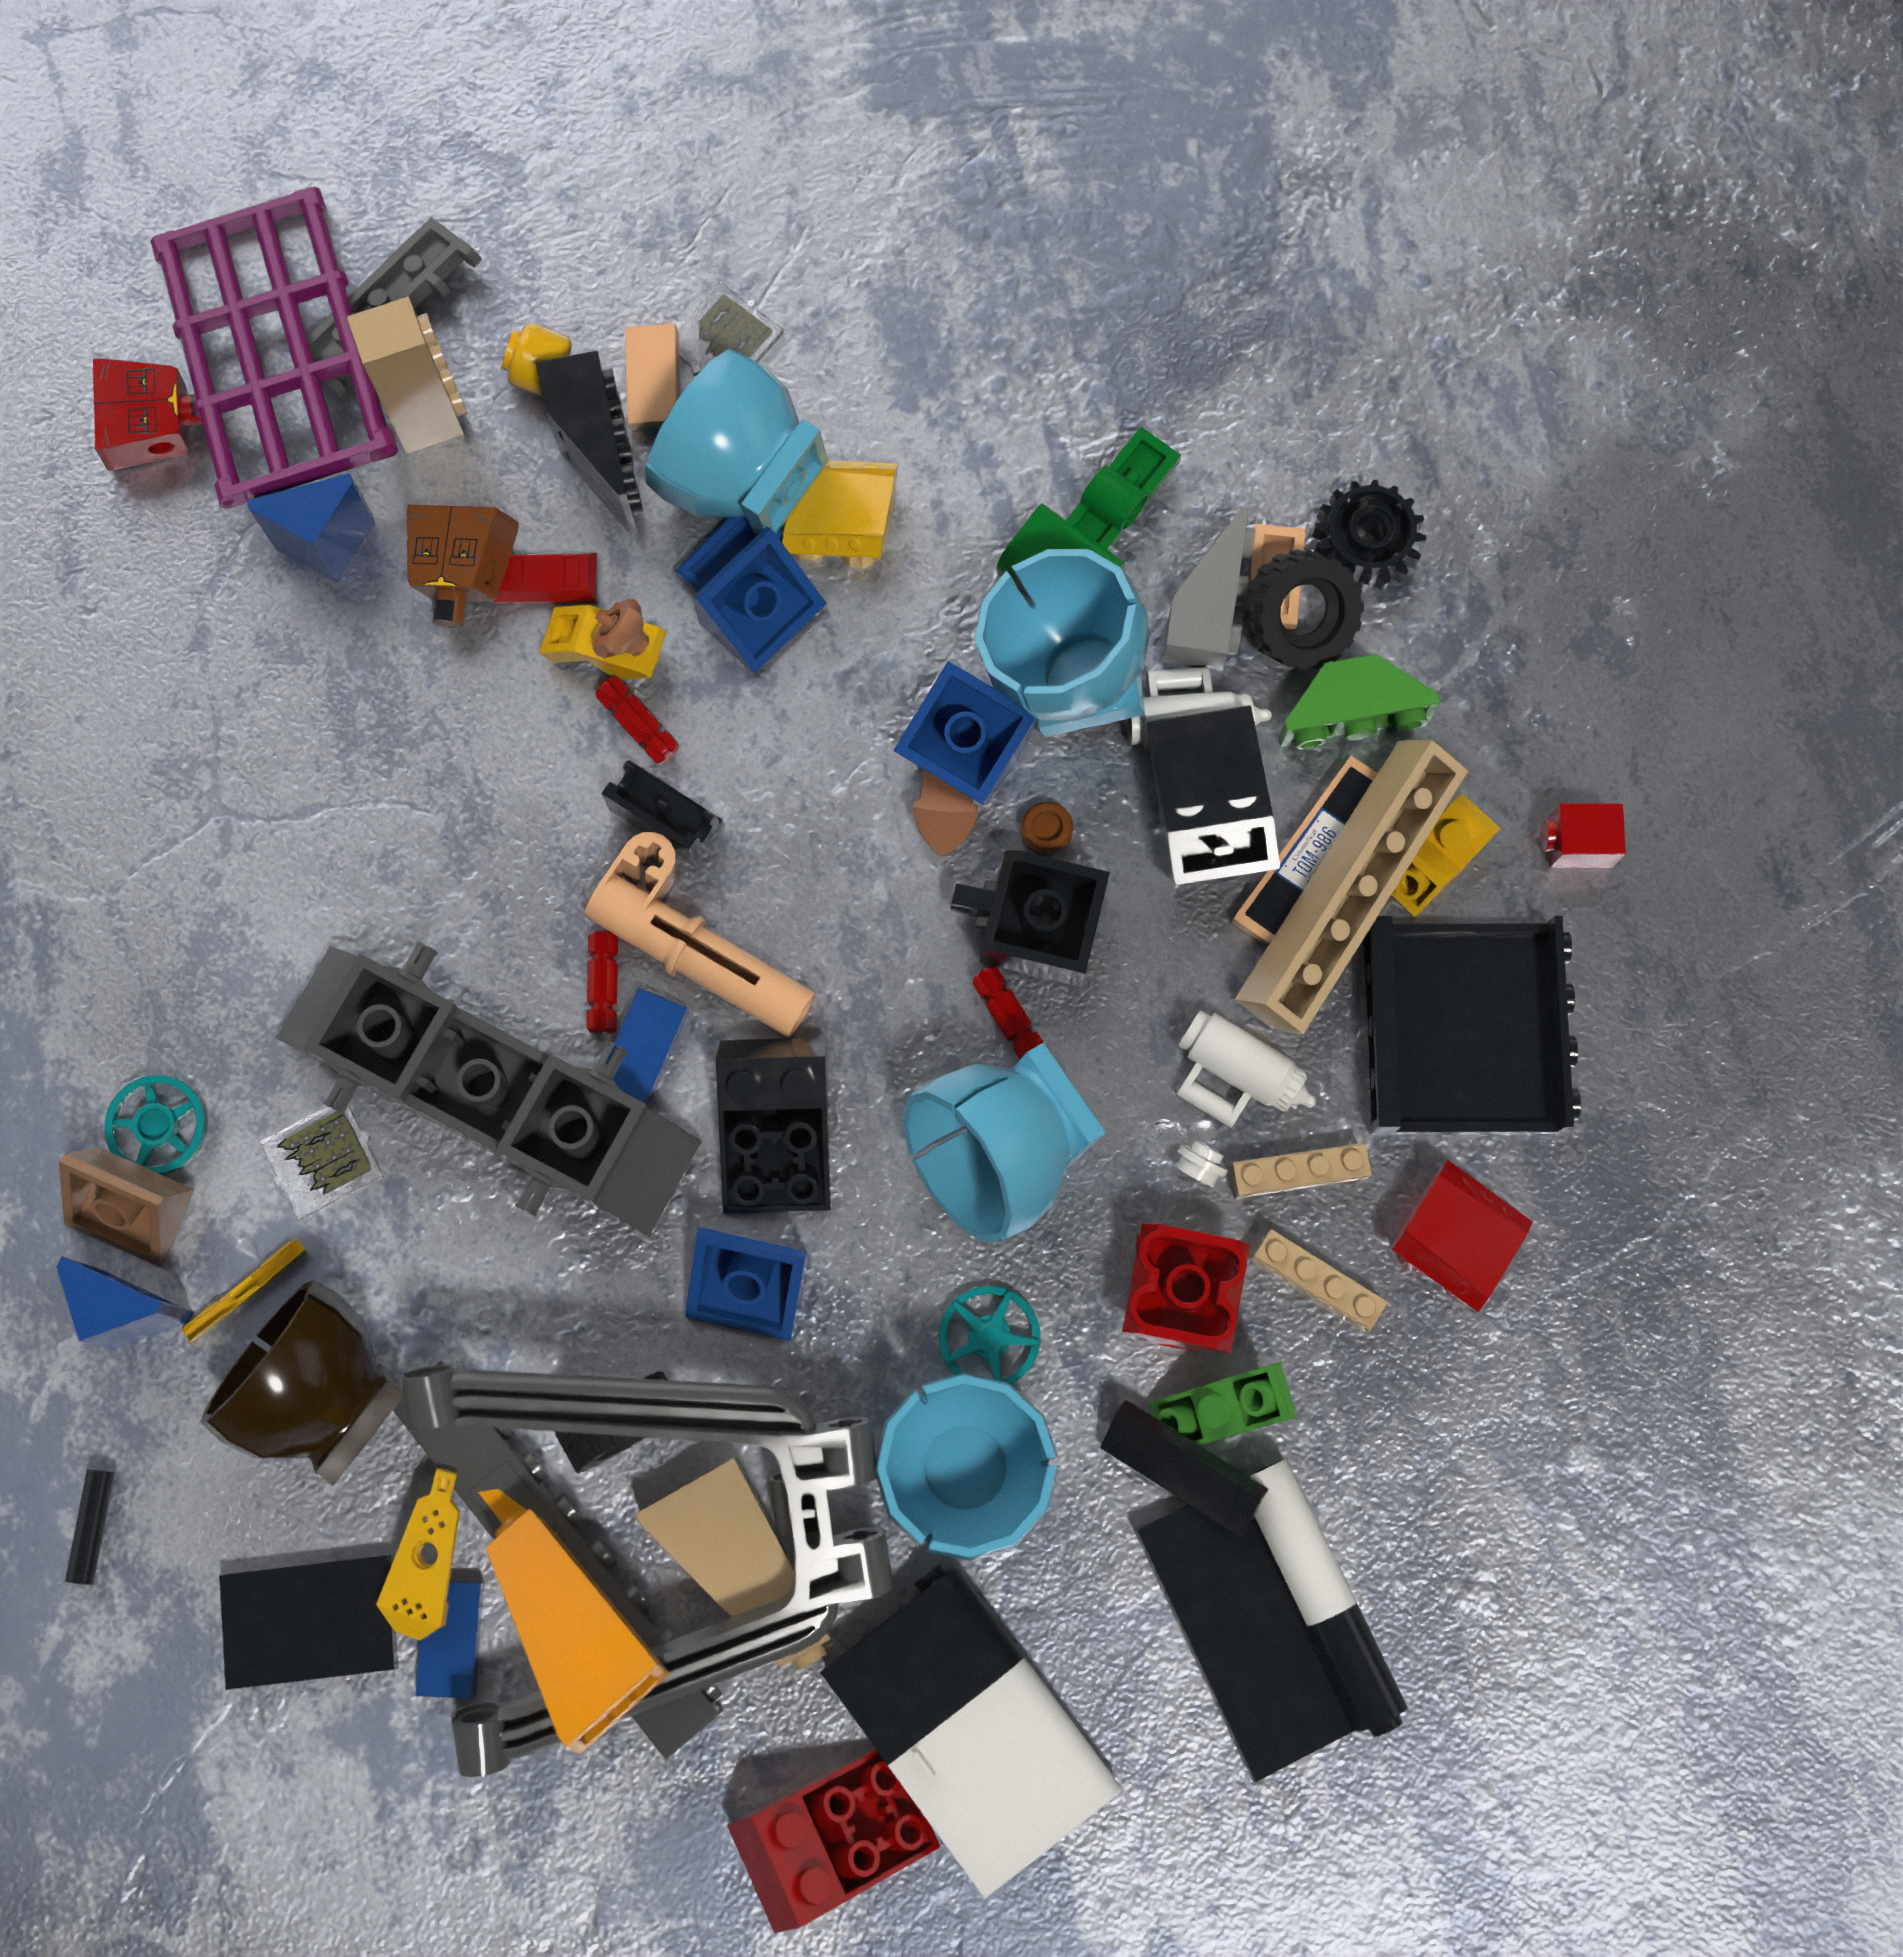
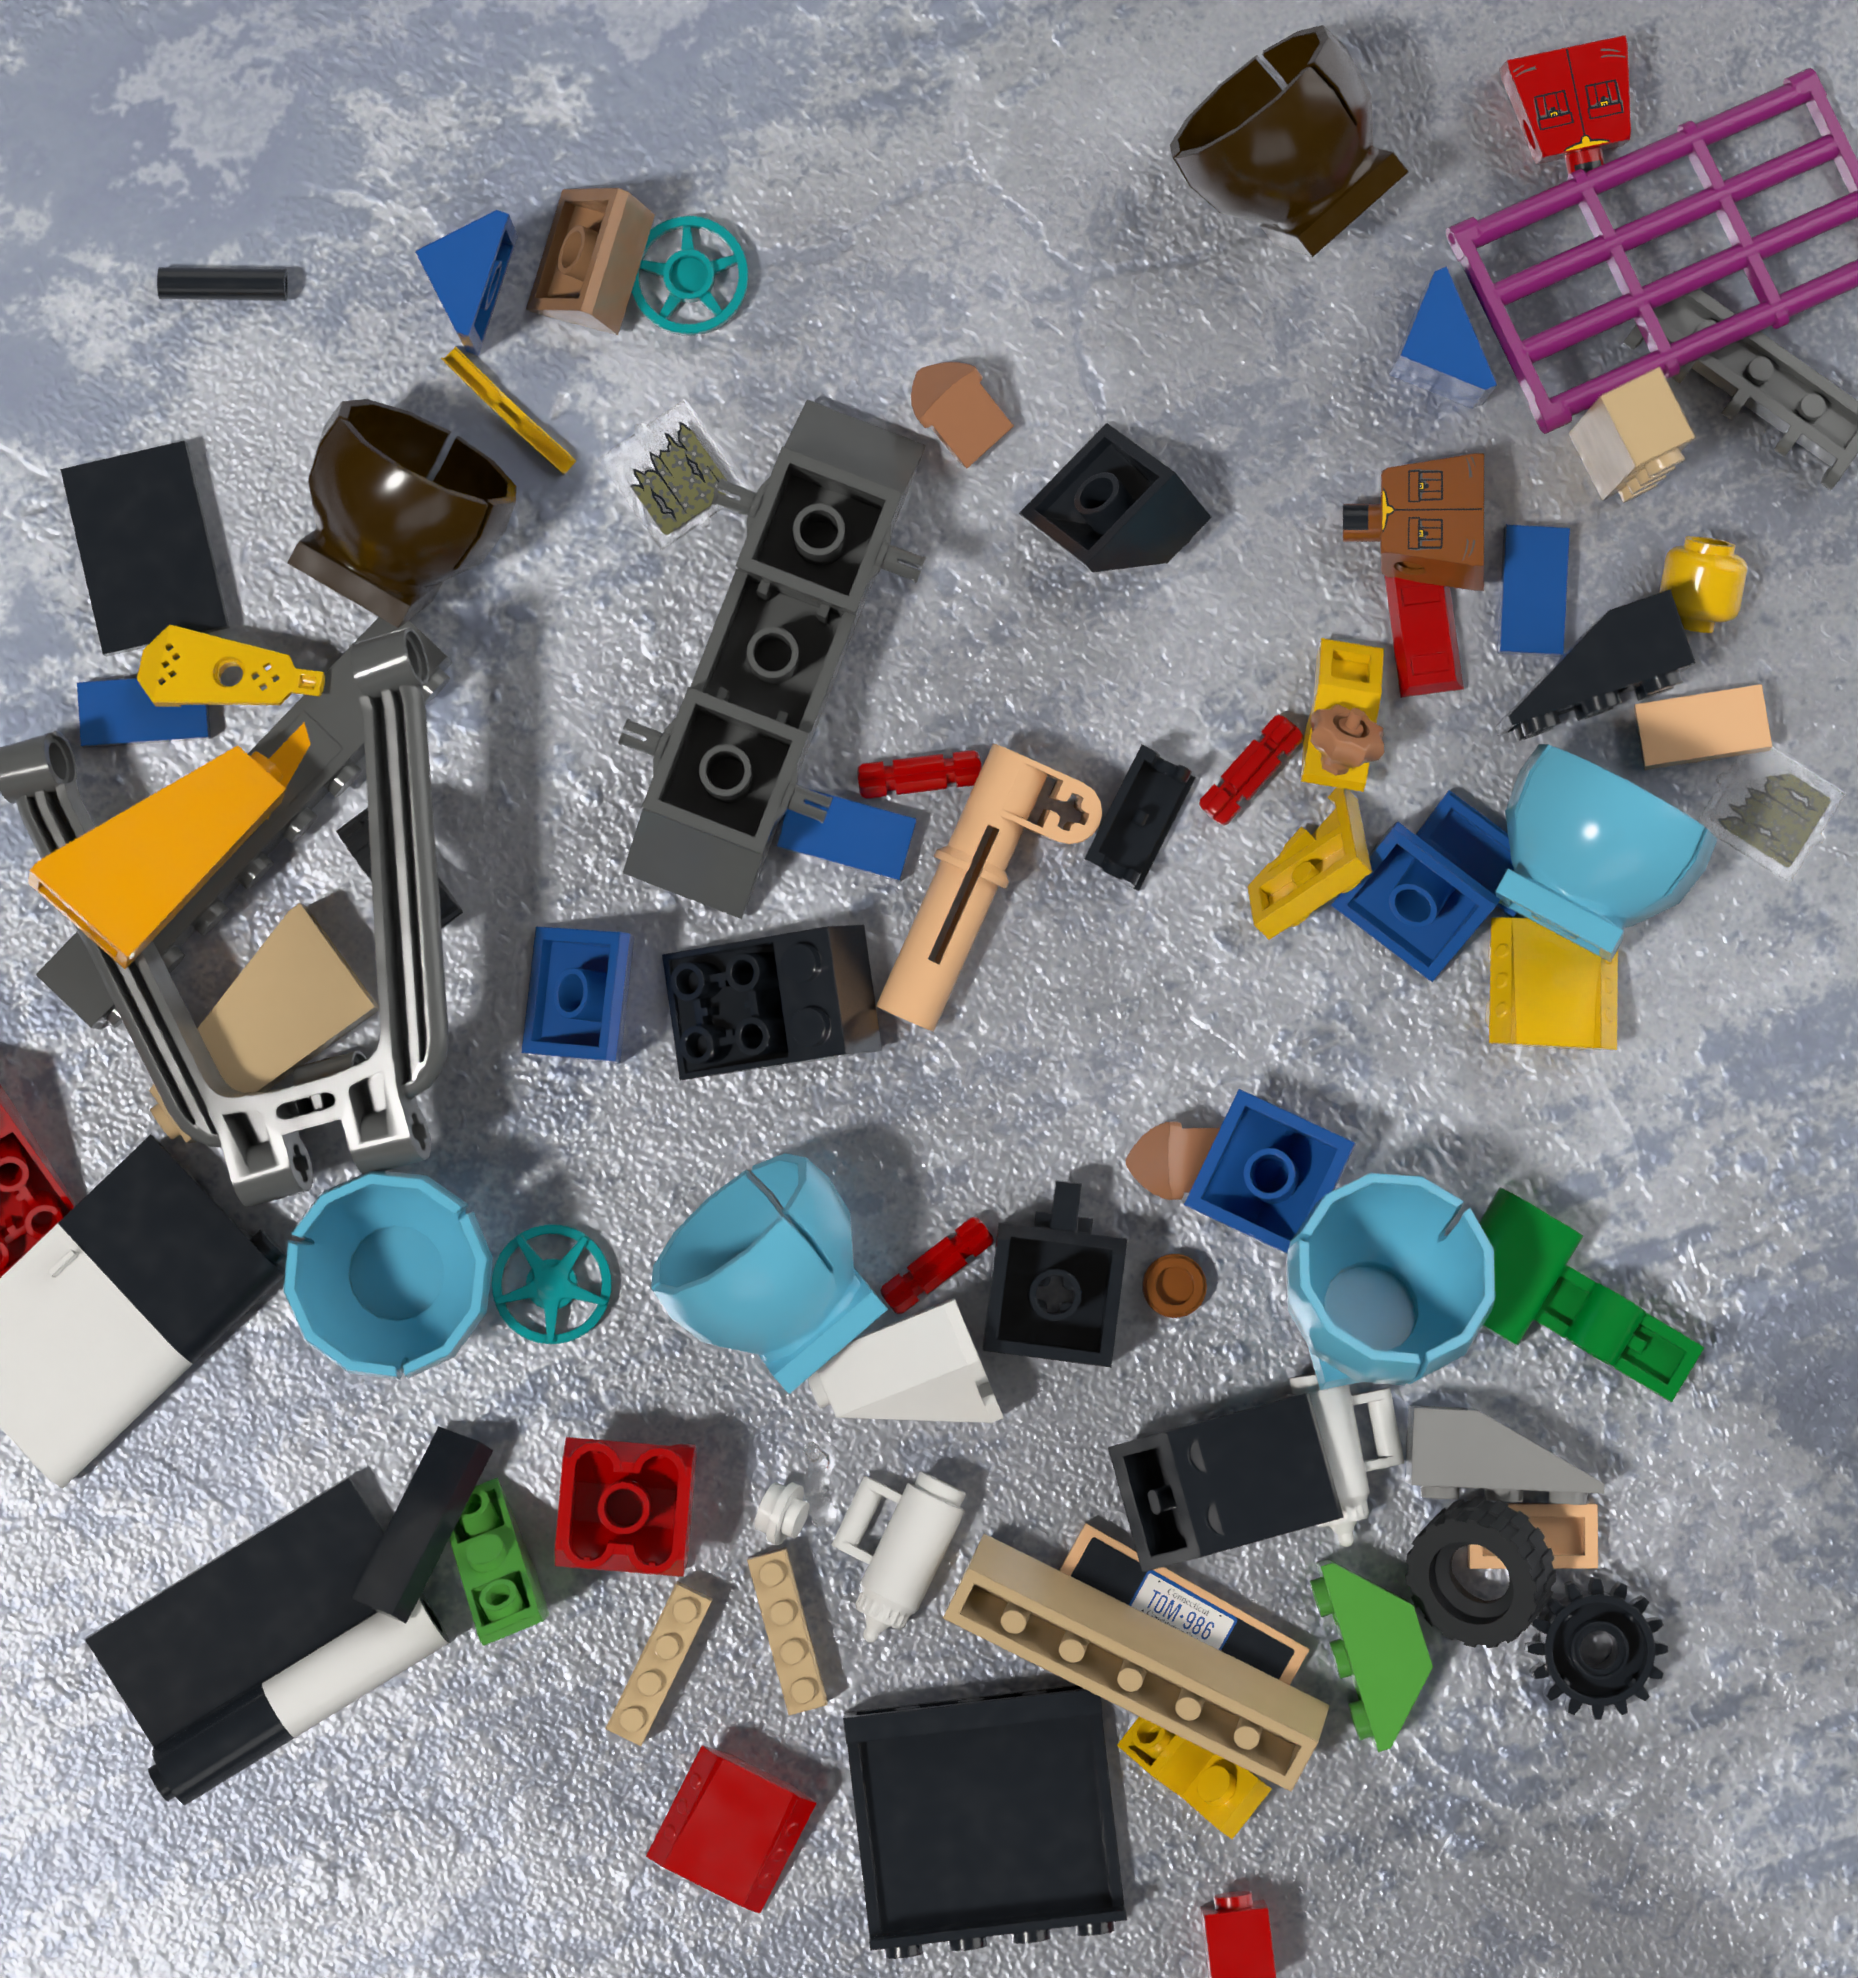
camera: 80 degrees right, 10 degrees up
(144, 614) = (1292, 153): none -> dark brown plate
(304, 914) = (958, 409): none -> nougat tile
(403, 795) = (1116, 506): none -> black slope
(527, 490) = (1533, 590): none -> blue tile
(722, 677) = (1311, 869): none -> yellow wing
(1094, 1035) = (910, 1372): none -> white slope

